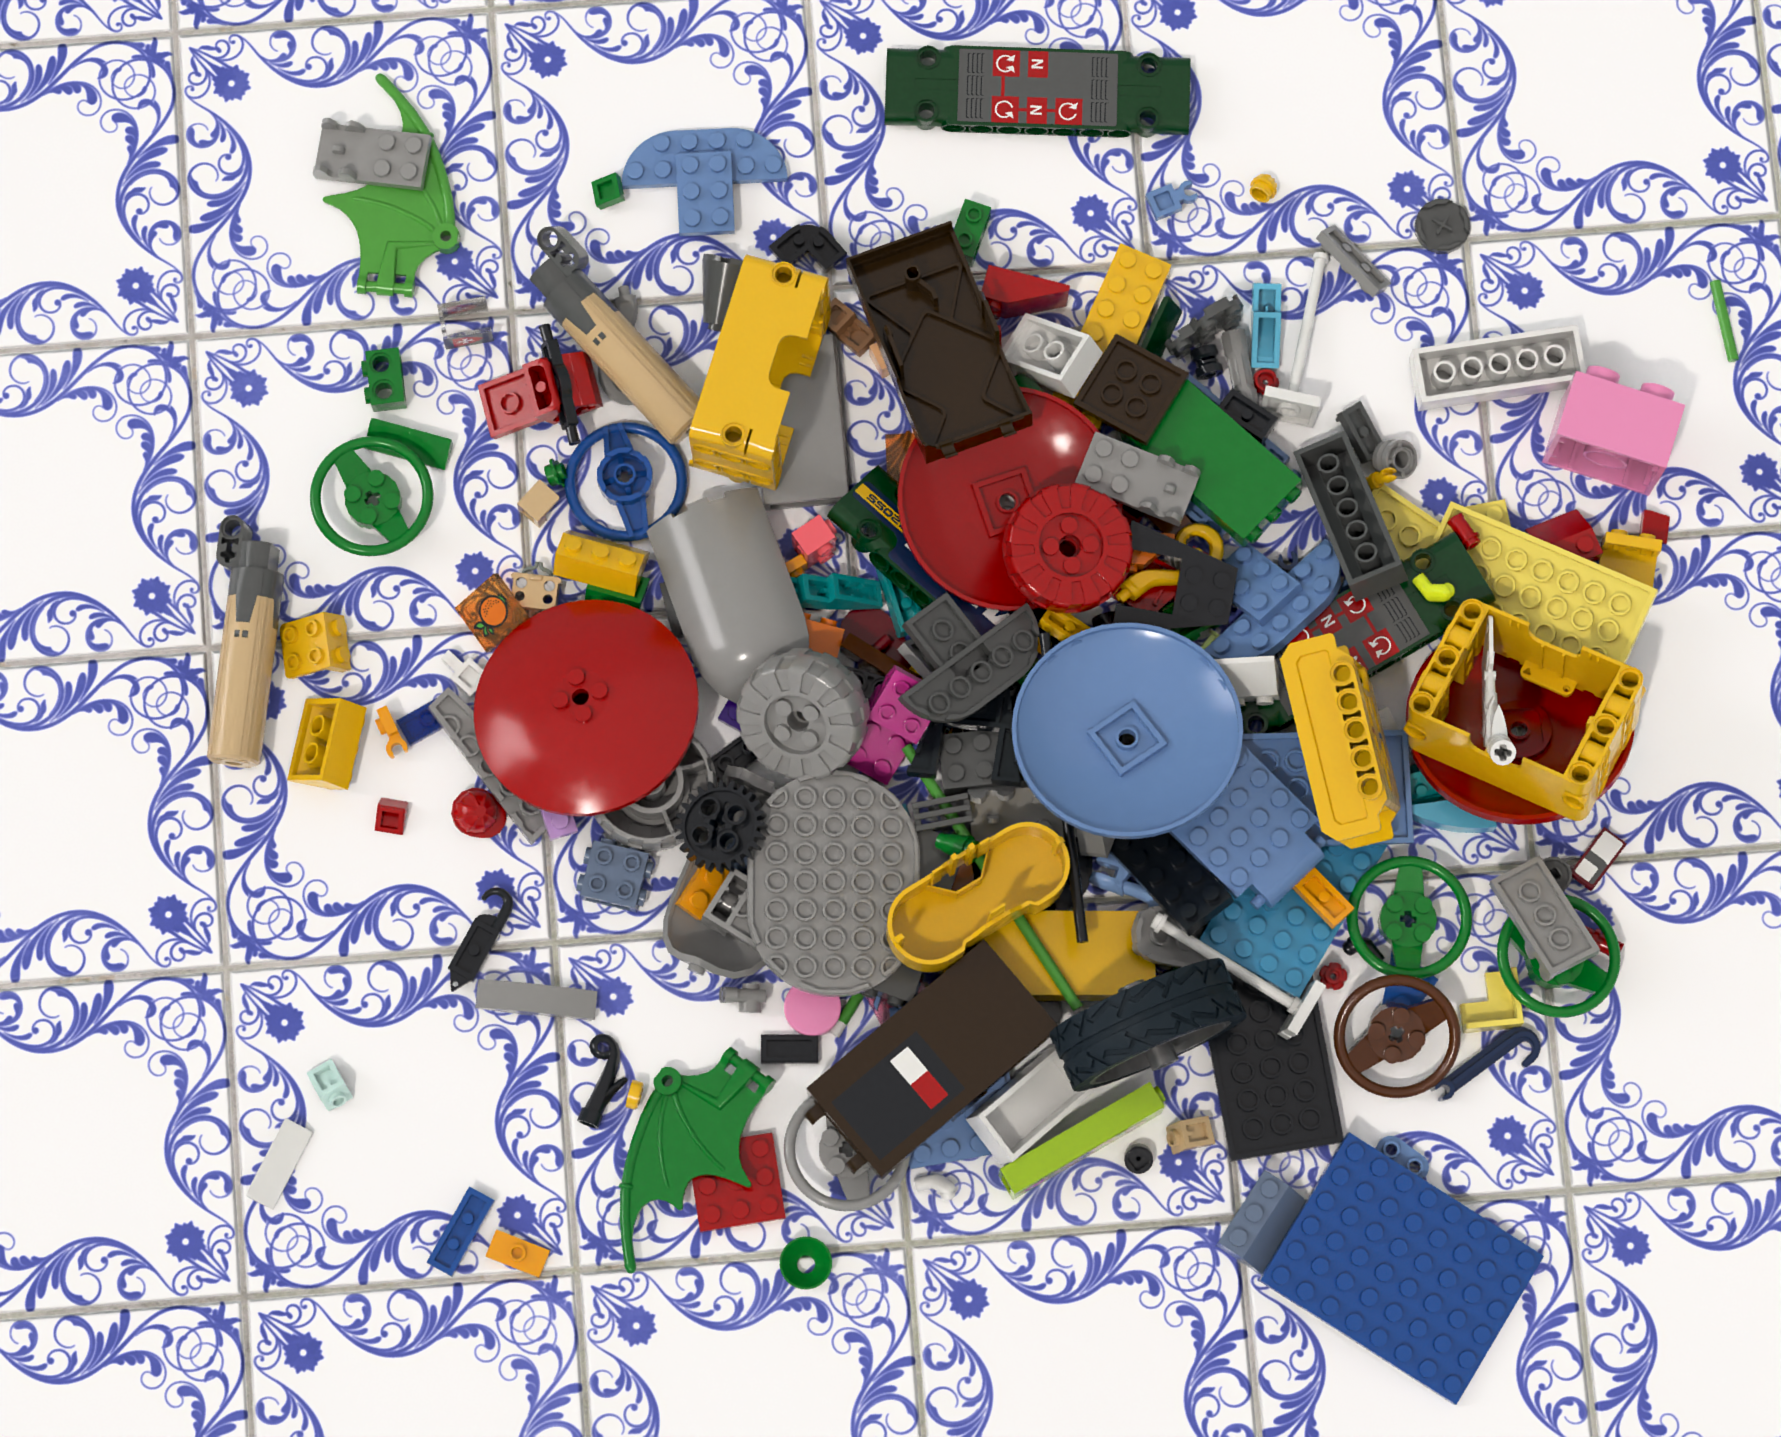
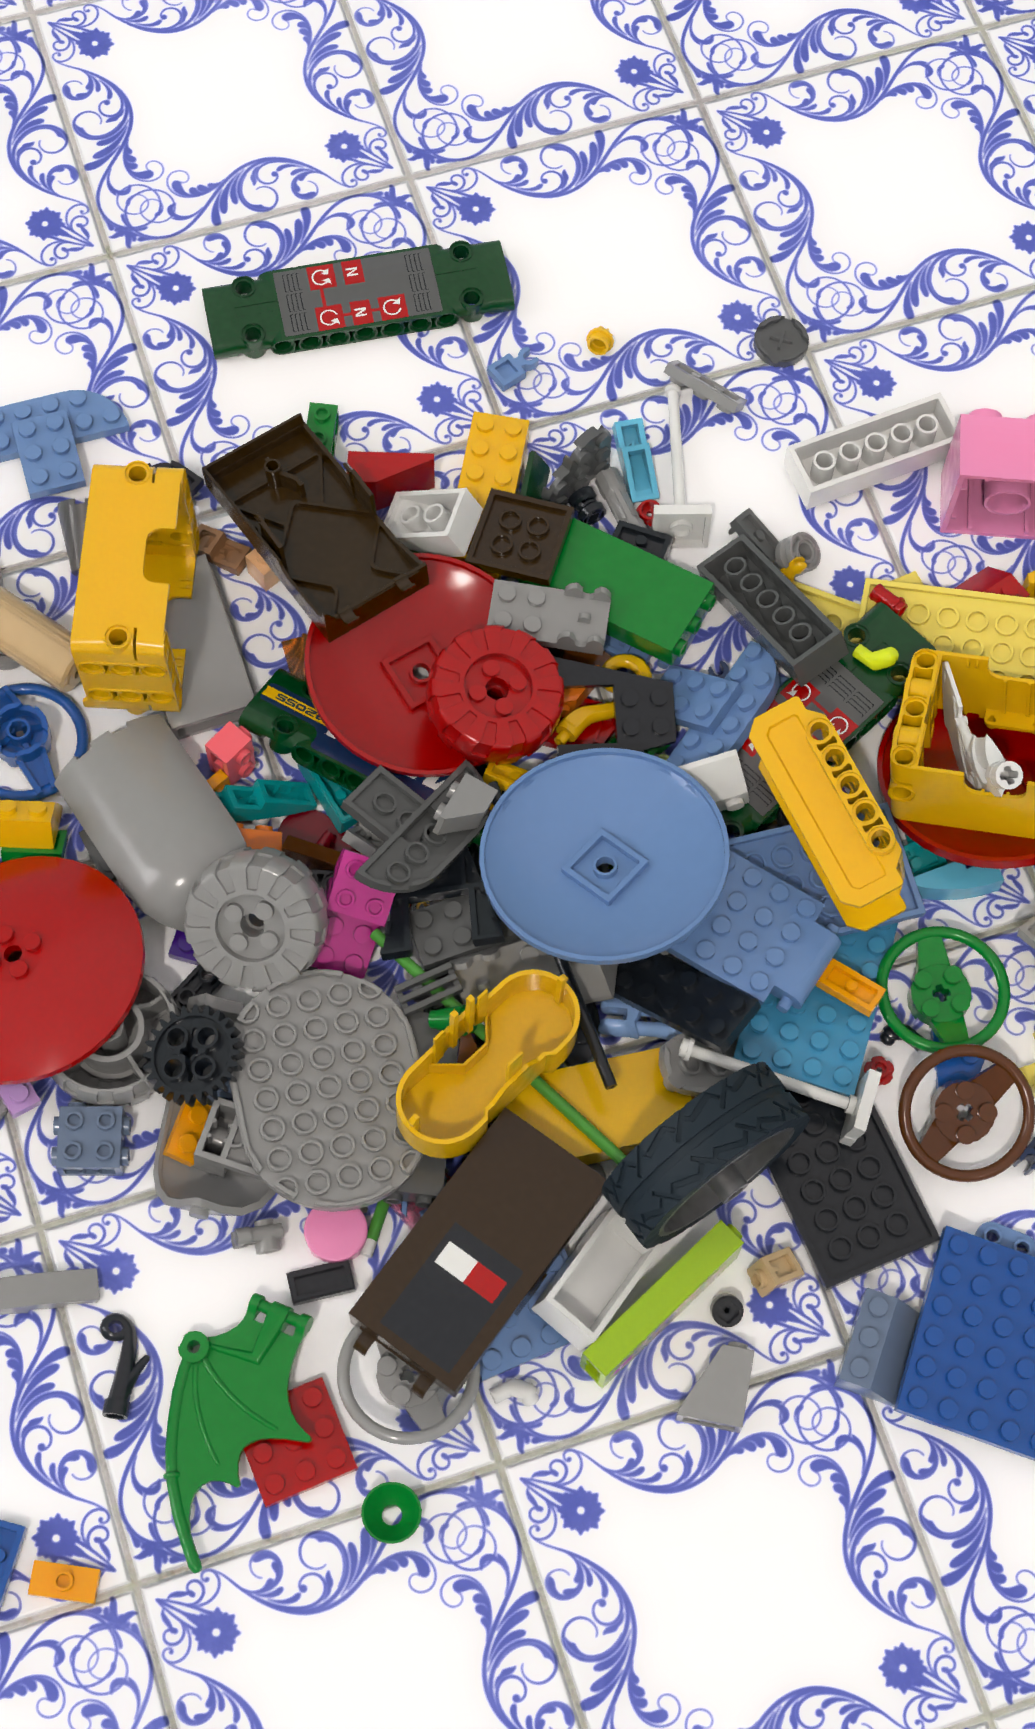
camera: 15 degrees left, 10 degrees down
(634, 1094) = (160, 1371): yellow tile -> none
(1016, 652) = (466, 806): none -> light grey slope
(1114, 1226) = (721, 1391): none -> light grey slope

